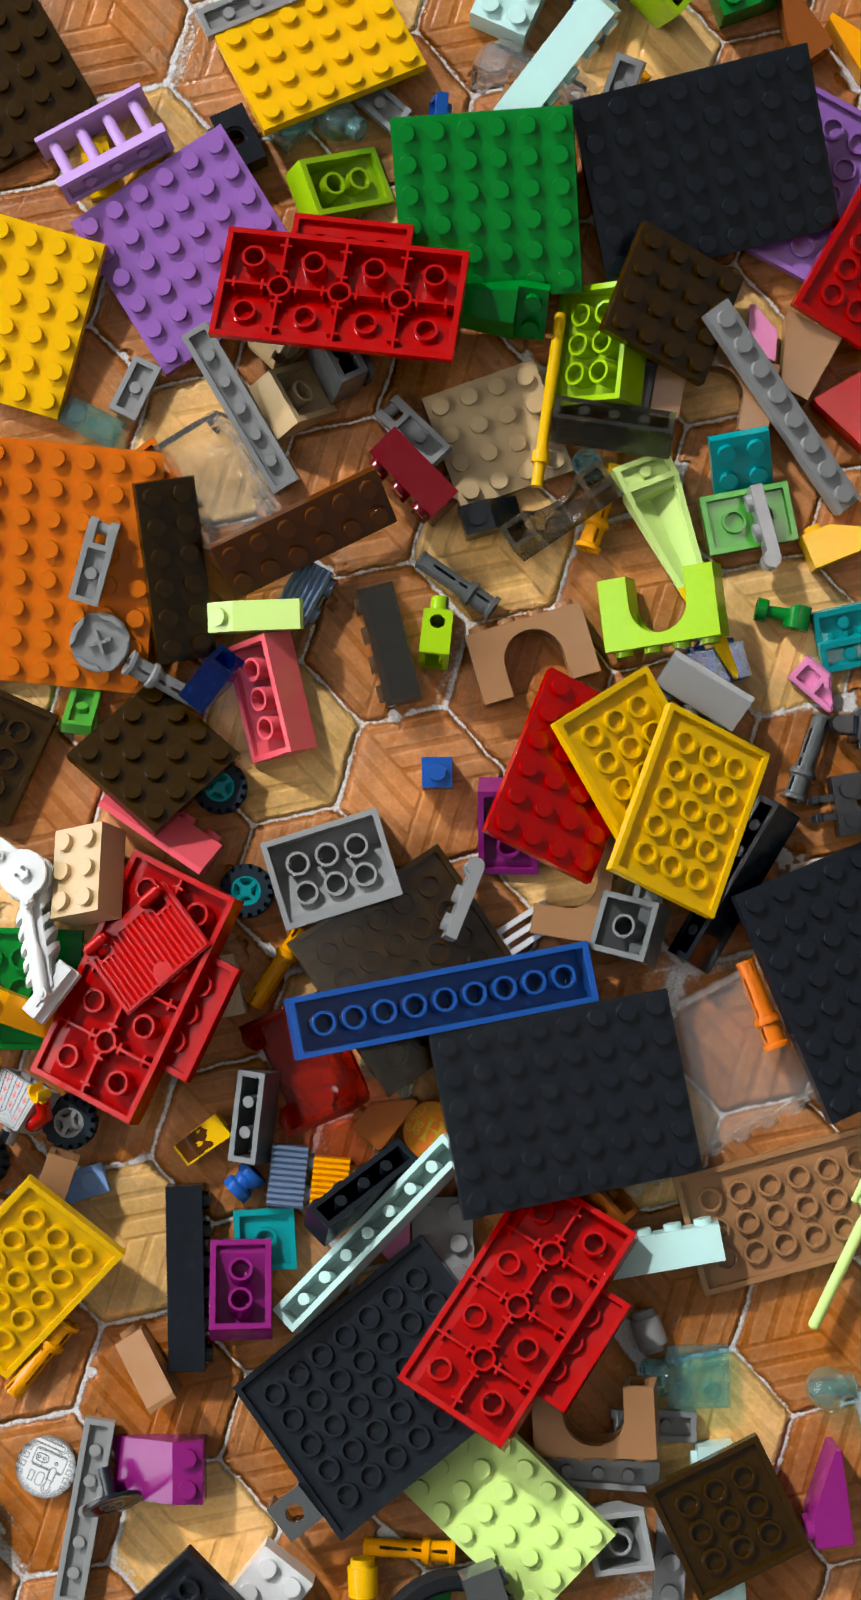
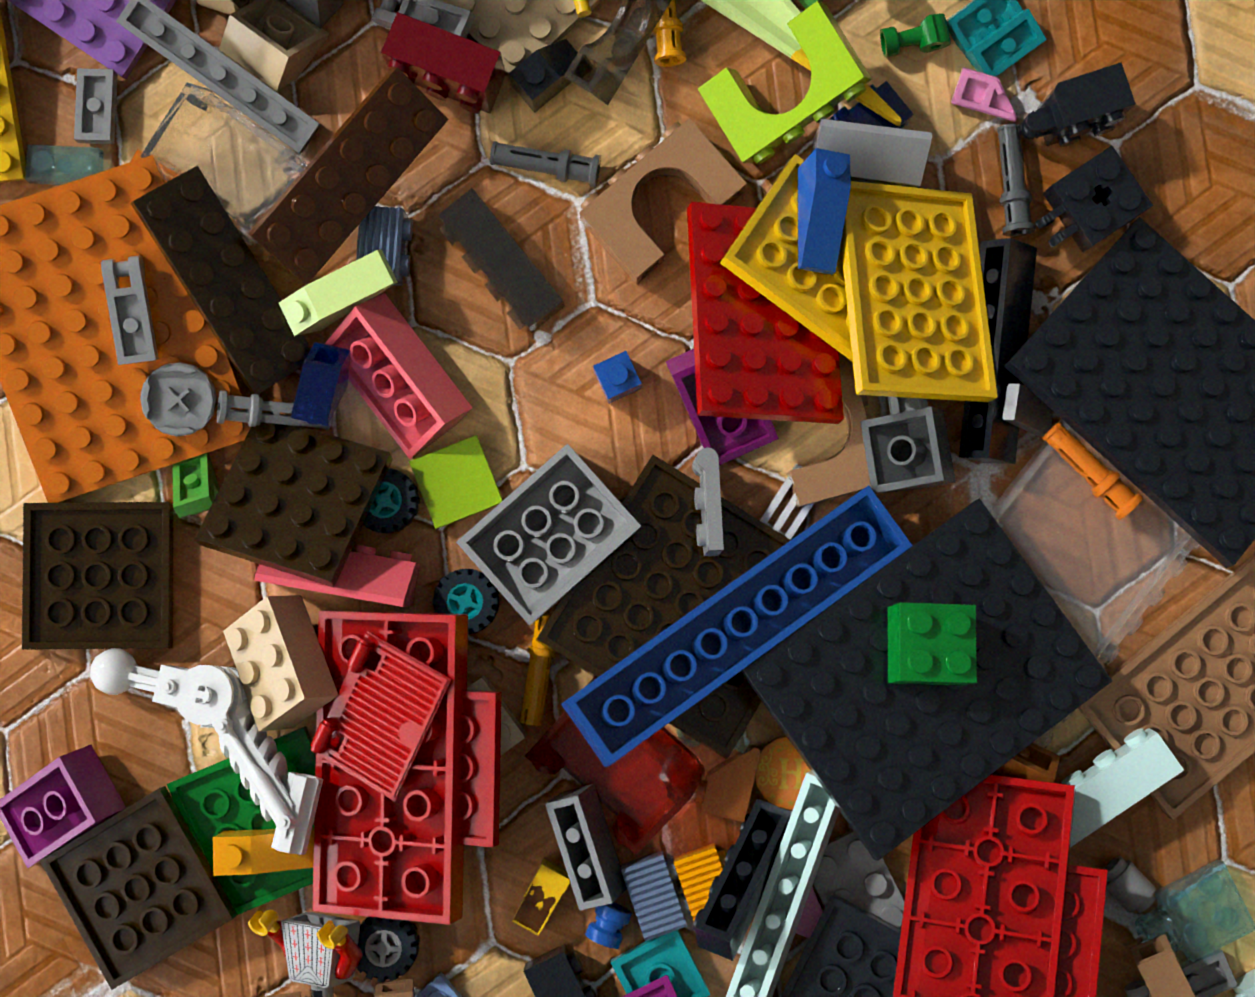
camera: 25 degrees left, 0 degrees up
(280, 797) = (456, 482): none -> lime tile
(436, 642) = (548, 226): lime torso -> none
(576, 1079) = (932, 644): none -> green brick
(645, 718) = (822, 209): none -> blue slope
(733, 938) = (1026, 410): none -> flat silver tile

